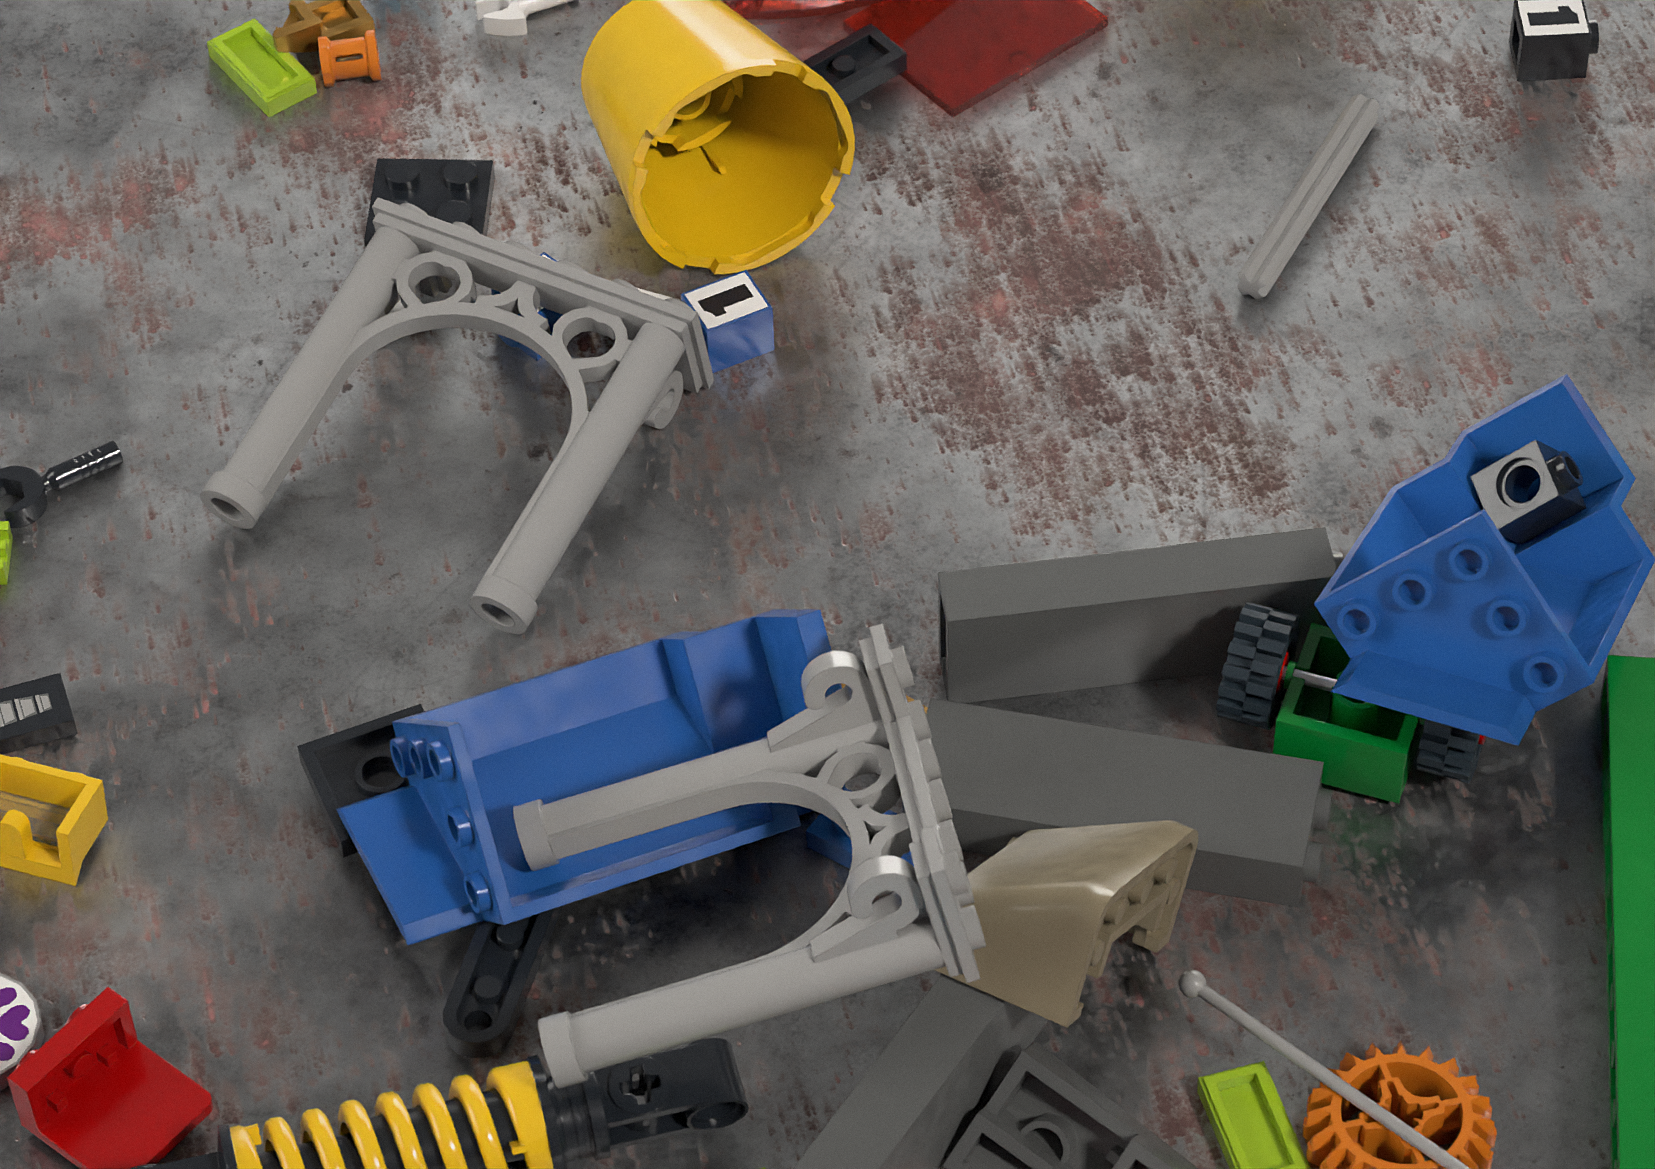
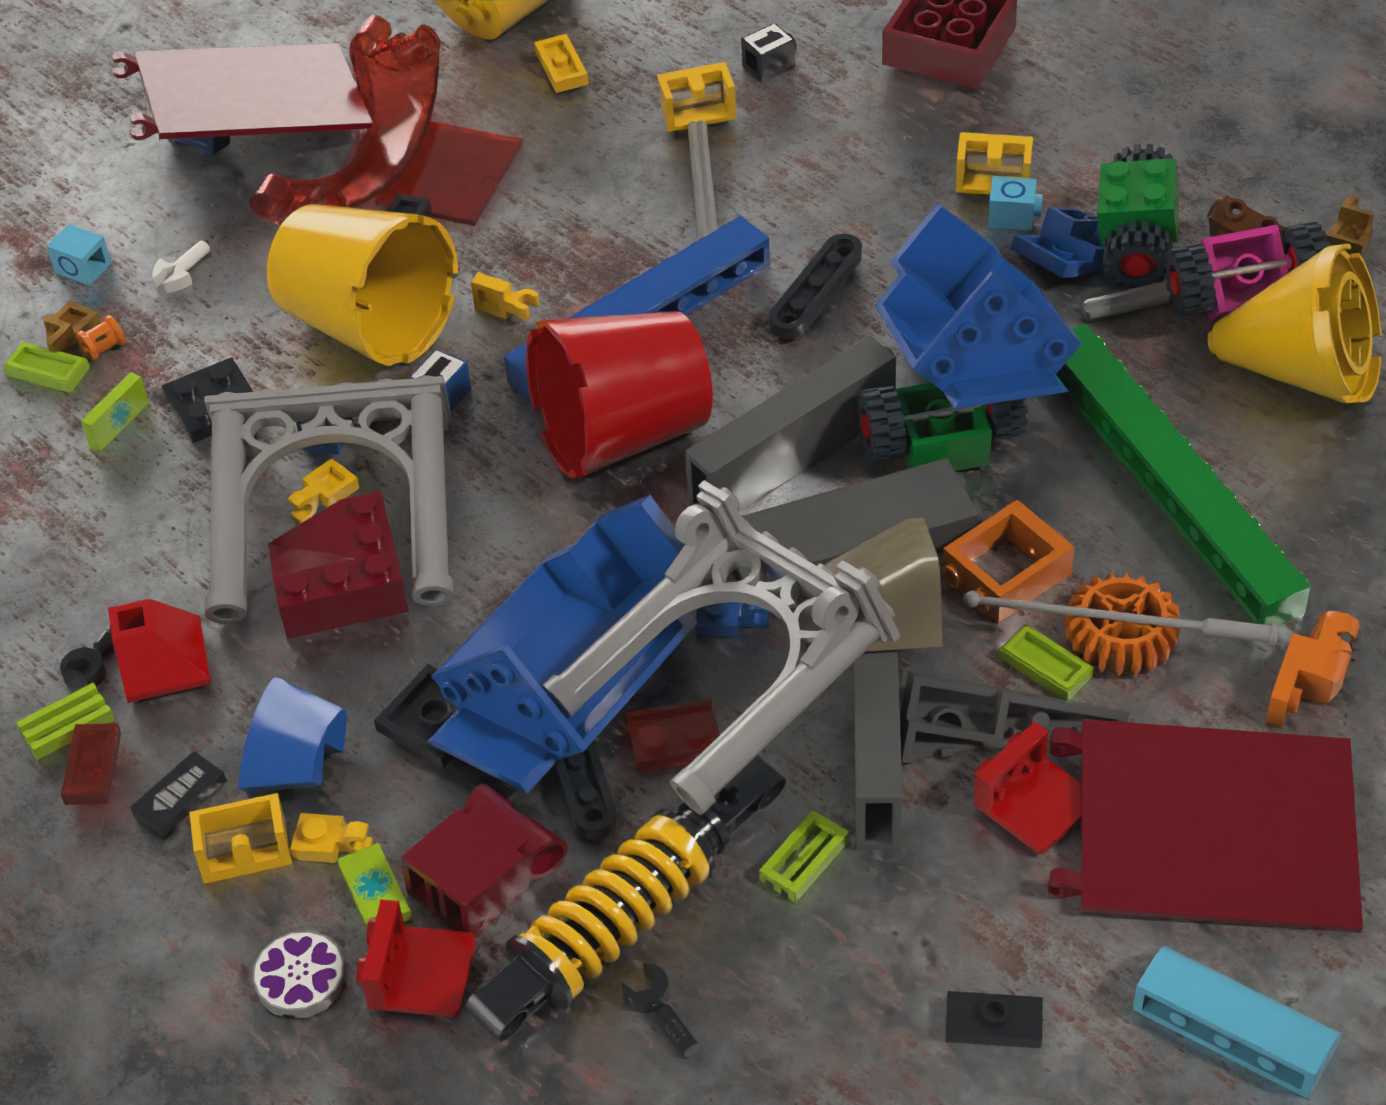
camera: 30 degrees left, 0 degrees up
(109, 514) = (158, 649): none -> red slope
(135, 869) = (324, 836): none -> yellow plate
(147, 964) = (370, 881): none -> lime tile
(182, 706) = (290, 739): none -> blue slope
(288, 1003) = (480, 861): none -> dark red piece
(292, 168) = (114, 412): none -> lime tile
(408, 517) = (338, 568): none -> dark red slope
(476, 395) = (323, 485): none -> yellow plate
(659, 950) = (671, 734): none -> clear red plate
(894, 235) = (496, 298): none -> yellow plate
(933, 436) = (616, 385): none -> red cone
(1074, 341) = (675, 284): none -> blue brick
(1311, 1004) = (1027, 531): none -> orange window
(1349, 420) = (815, 286): none -> black plate
(1386, 59) = (697, 95): none -> yellow window
(1506, 485) = (937, 276): black brick -> none

